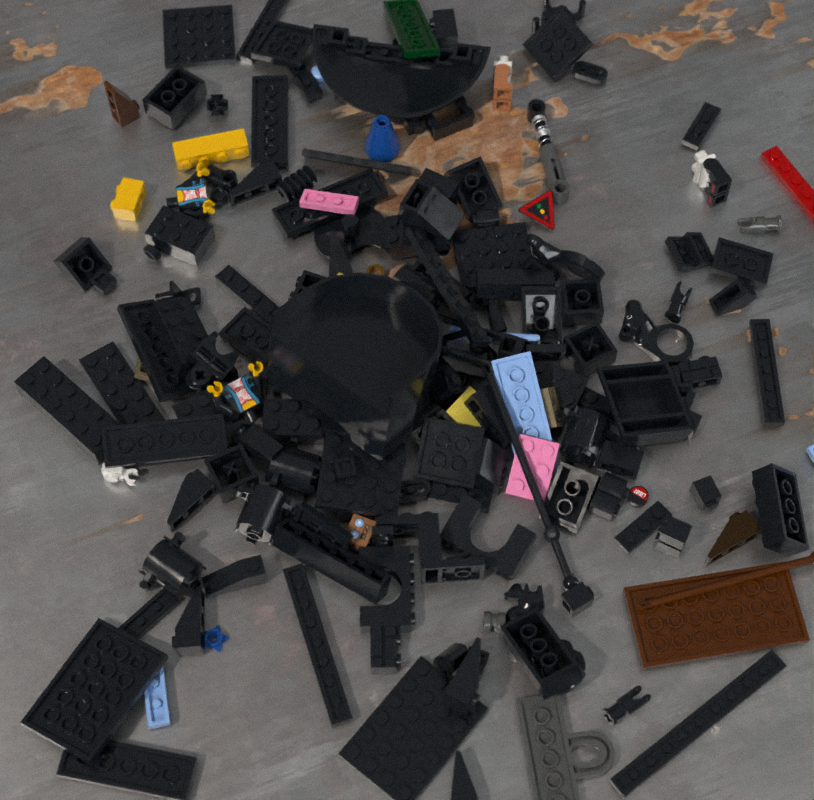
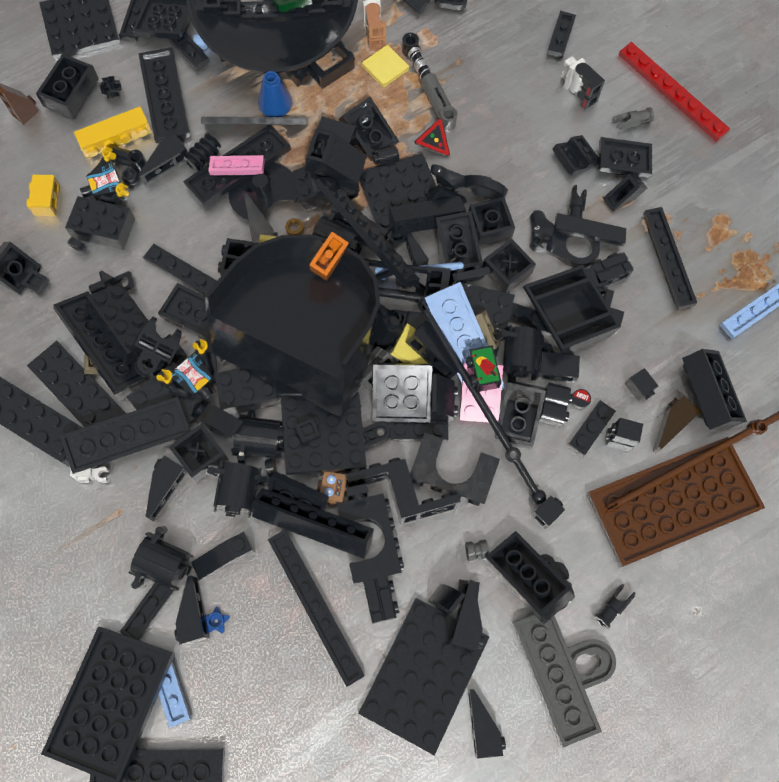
camera: 15 degrees left, 10 degrees up
(400, 300) = (328, 256): none -> orange slope
(505, 129) = (385, 66): none -> light yellow tile
(526, 600) = (504, 525): black animal -> none
(537, 440) = (484, 368): none -> brick
(685, 328) = (590, 229): none -> black tile
(697, 724) = (682, 611): black plate -> none

